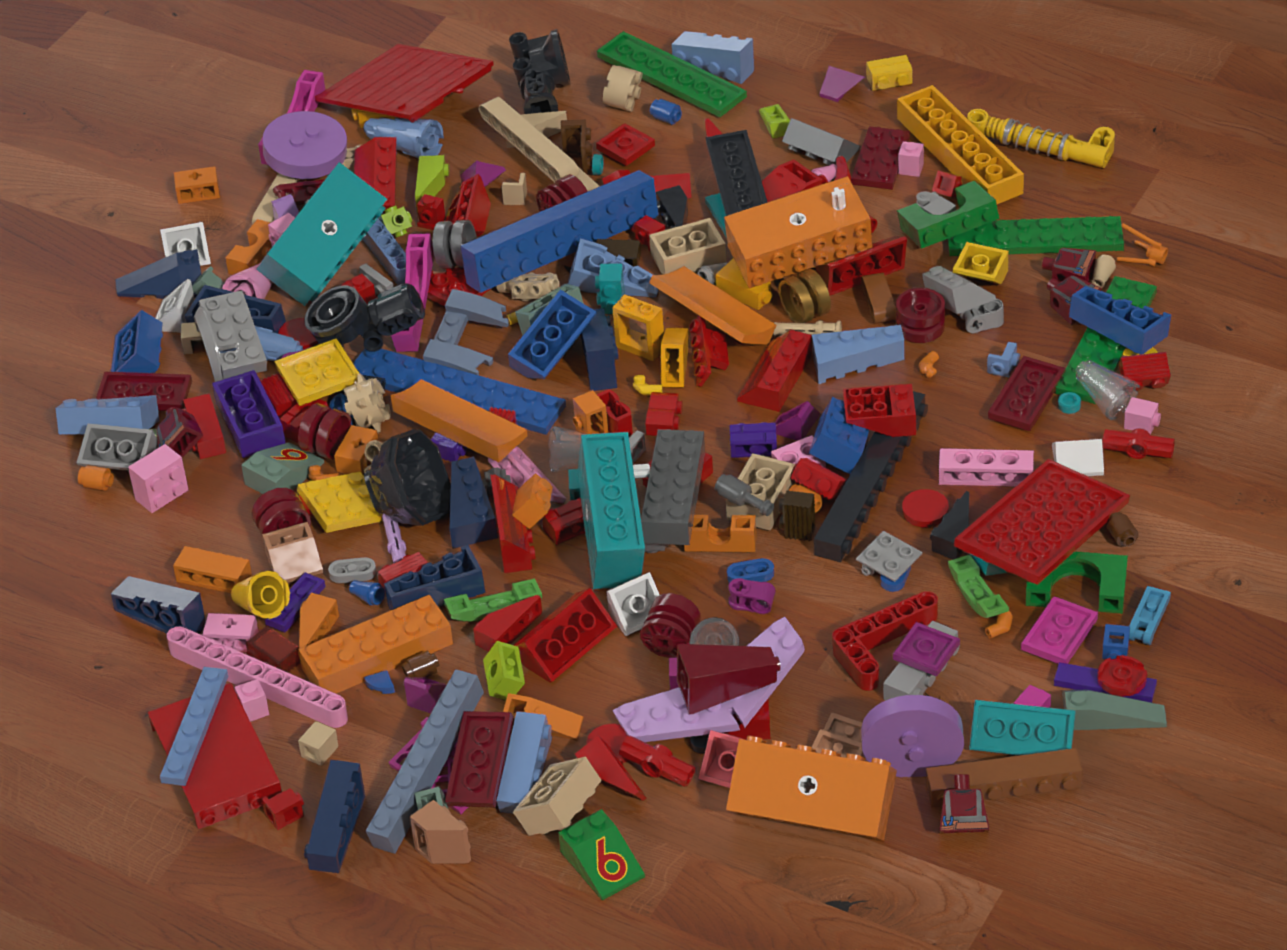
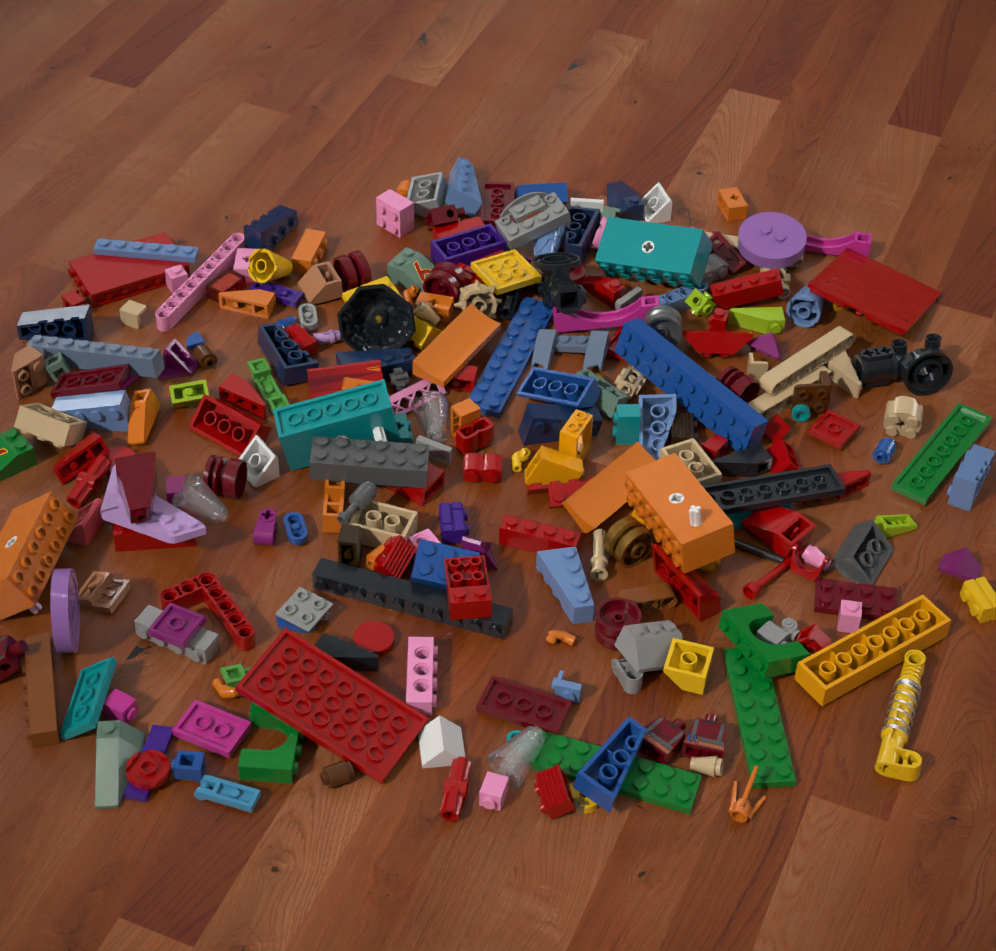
camera: 80 degrees right, 0 degrees up
(376, 645) = (223, 331): orange brick -> none

